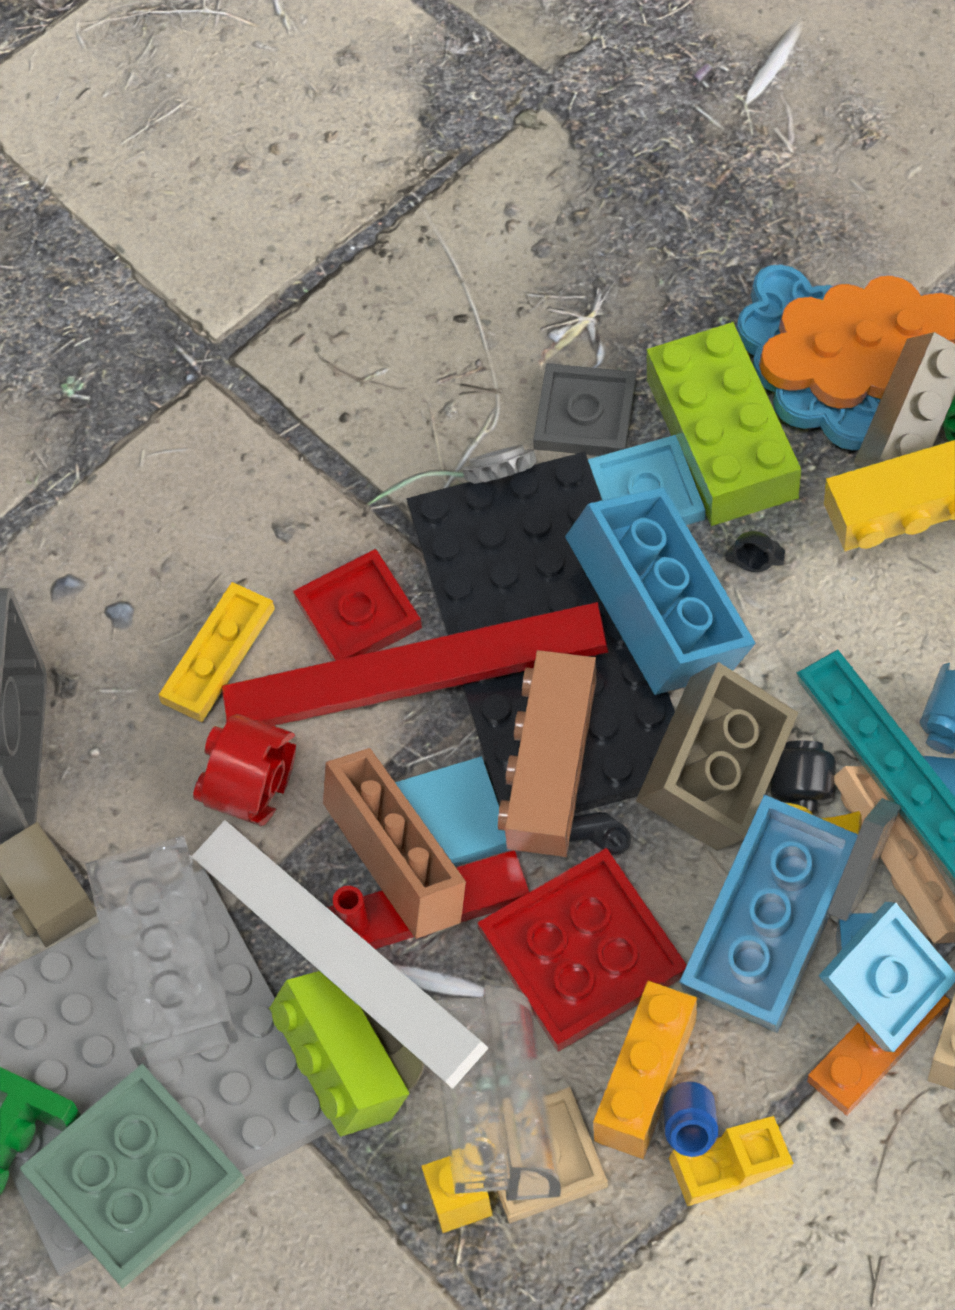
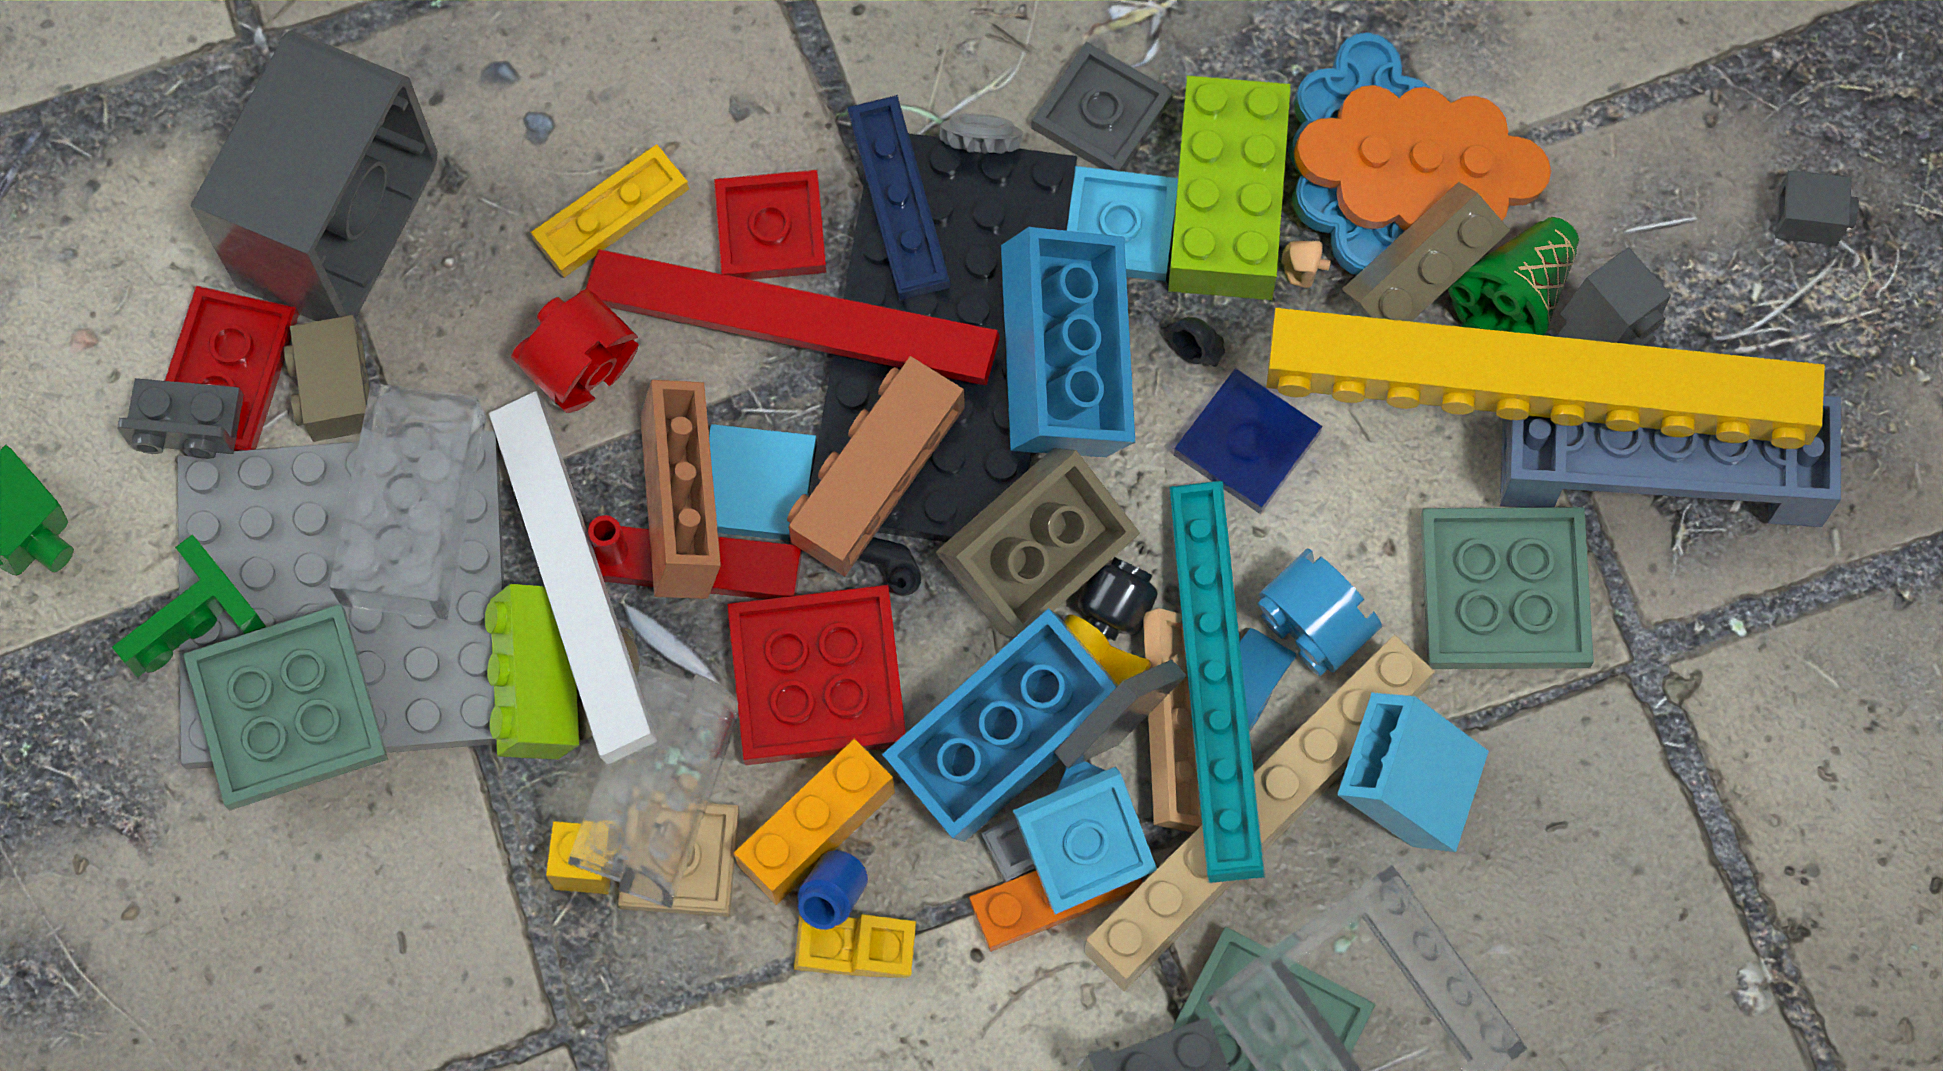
camera: 20 degrees right, 10 degrees up
(457, 539) = (898, 197): none -> dark blue tile
(812, 455) = (1302, 260): none -> light nougat piece
(823, 1018) = (1008, 850): none -> light grey tile
(839, 610) = (1247, 440): none -> clear blue tile

